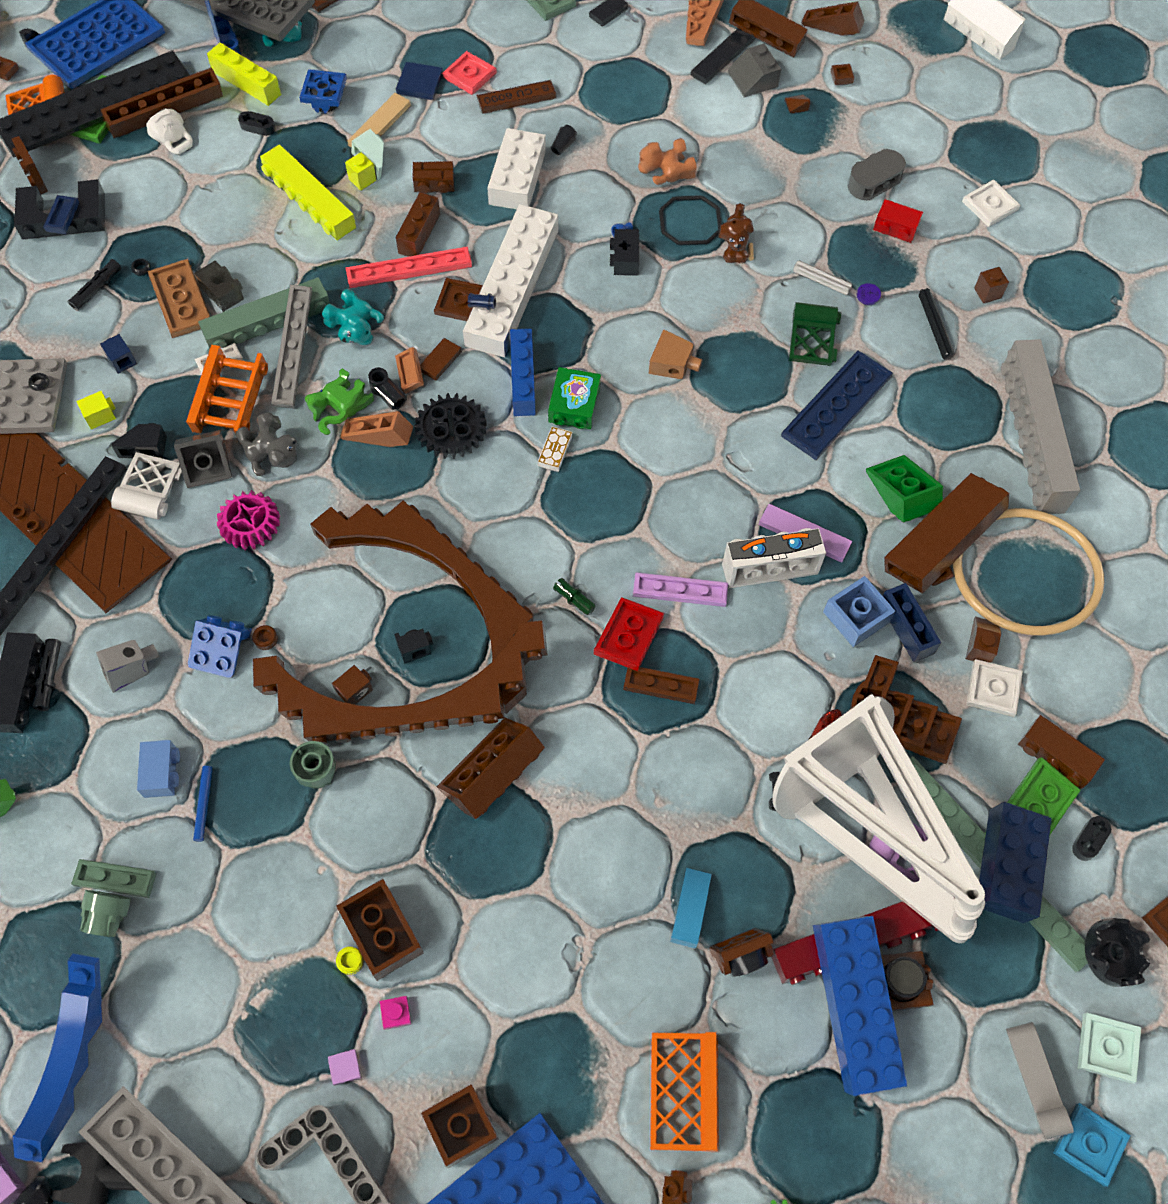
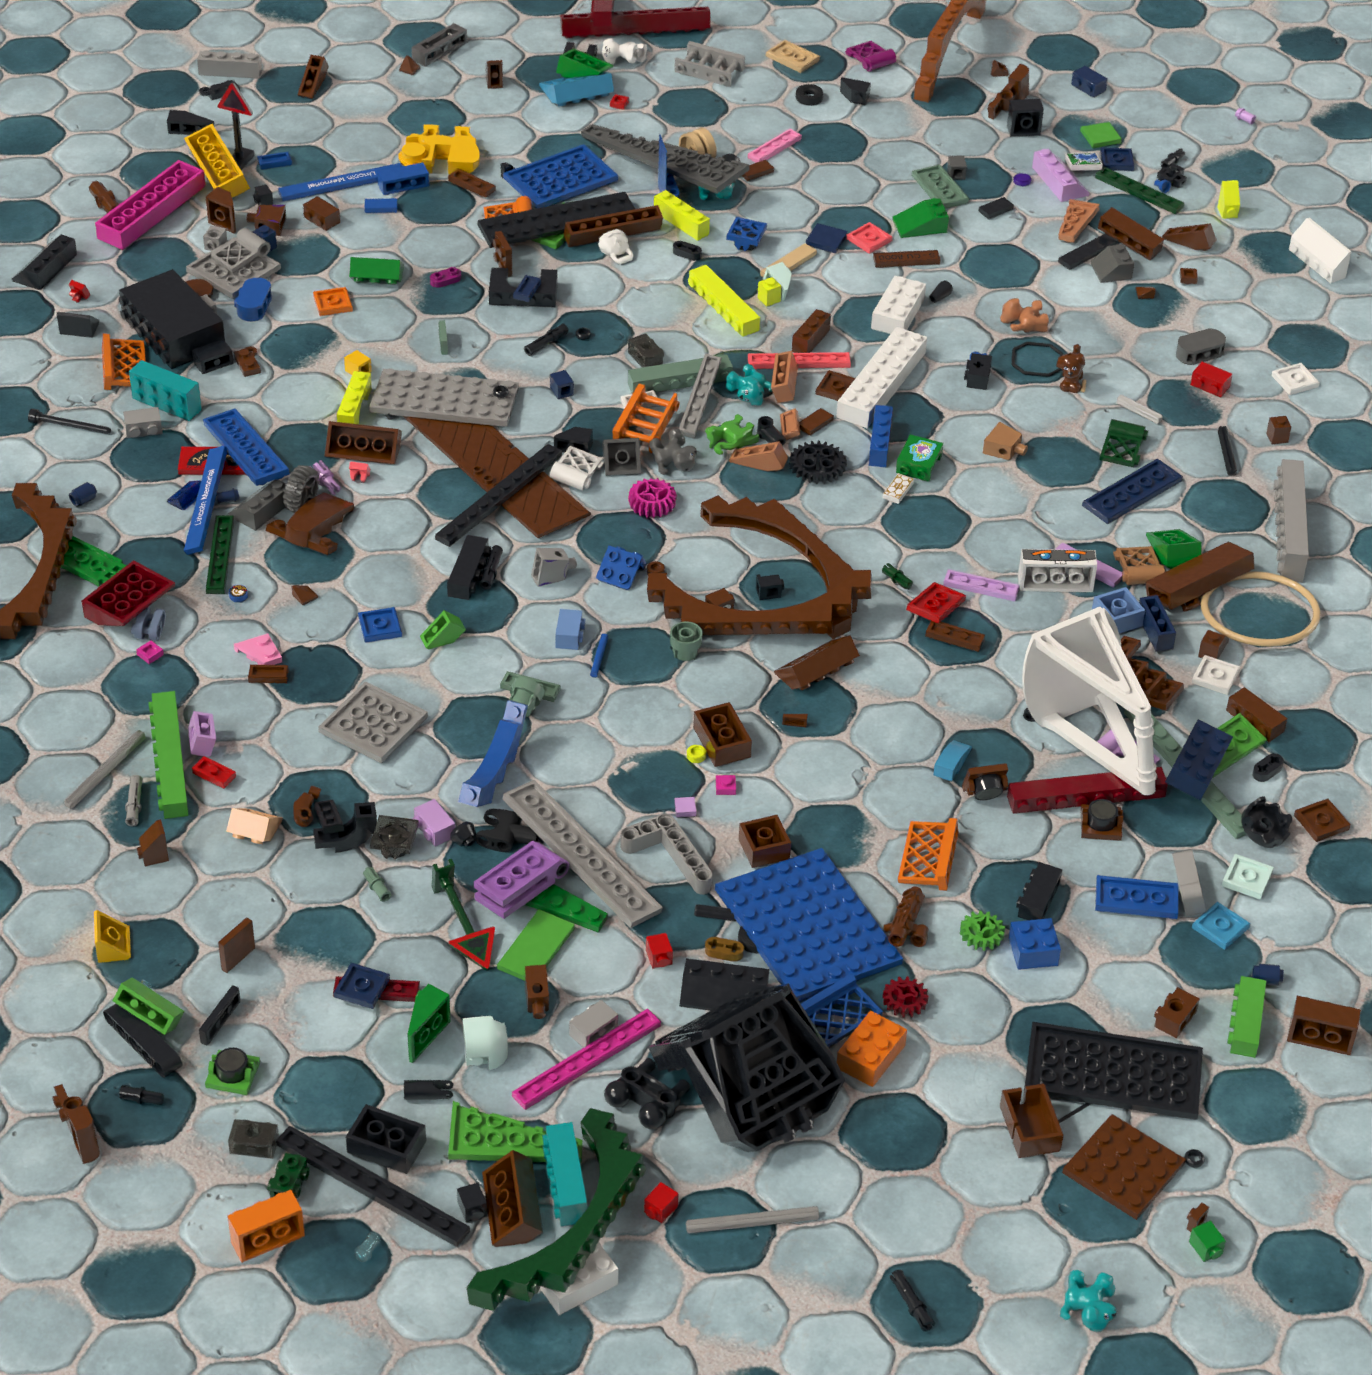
camera: 10 degrees right, 20 degrees down
(97, 409) = (541, 416): neon yellow brick -> none
(179, 297) = (611, 356): medium nougat tile -> none
(393, 299) = (784, 377): none -> nougat brick
(433, 176) = (829, 302): reddish brown brick -> none
(475, 873) = (797, 720): none -> reddish brown piece
(482, 301) = (859, 382): dark blue pin -> none
(527, 39) = (922, 219): none -> green slope
(845, 1141) = (1039, 892): none -> black brick
(859, 1006) = (1065, 816): blue brick -> none
(868, 294) = (1175, 425): dark purple piece -> none
(873, 538) = (1140, 572): none -> medium nougat piece
(974, 1118) = (1136, 897): none -> blue plate

